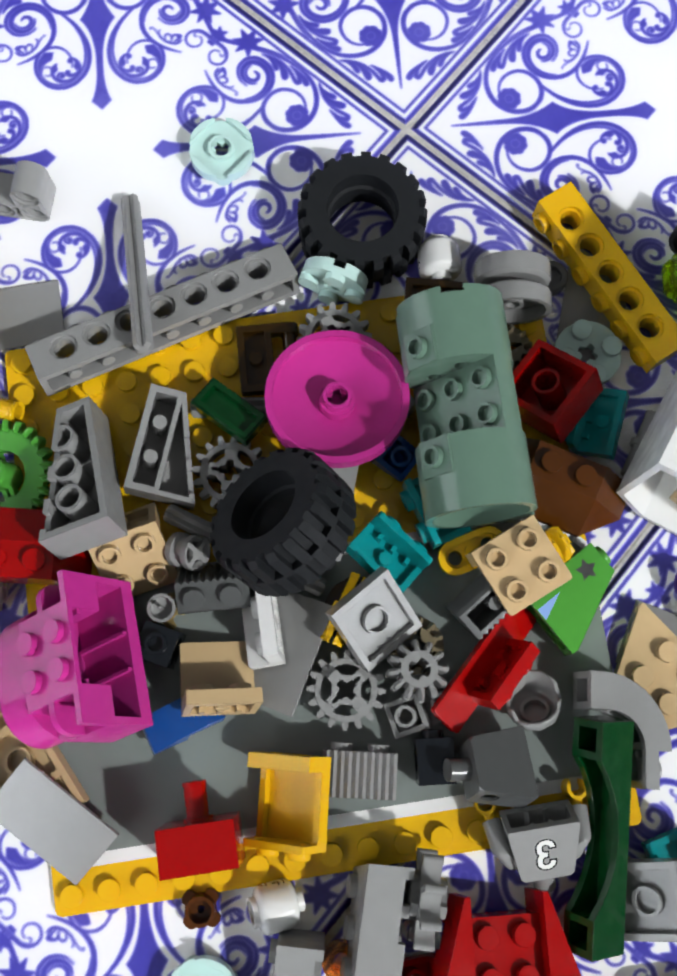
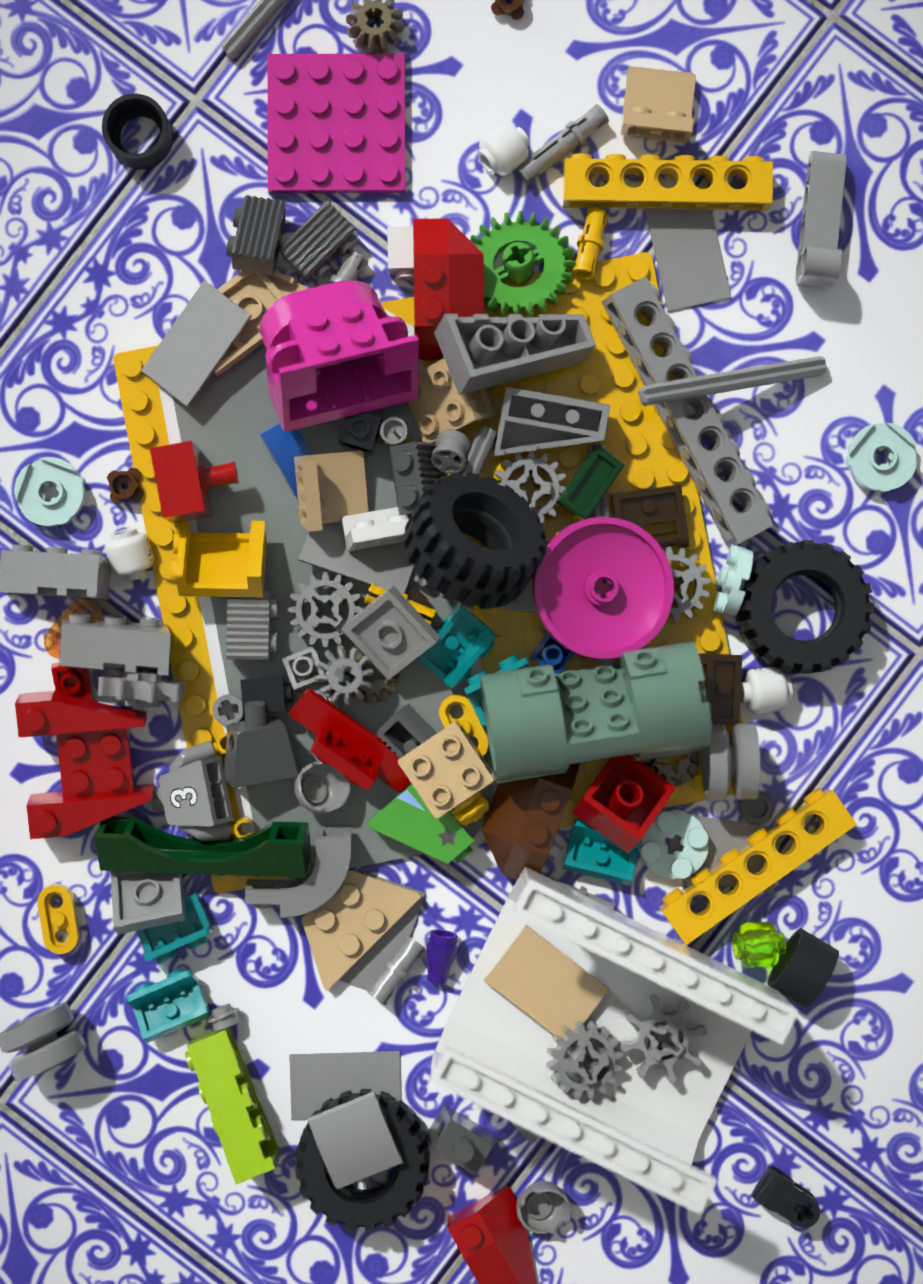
camera: 90 degrees right, 10 degrees up
(458, 805) = (224, 719): none -> light grey bush

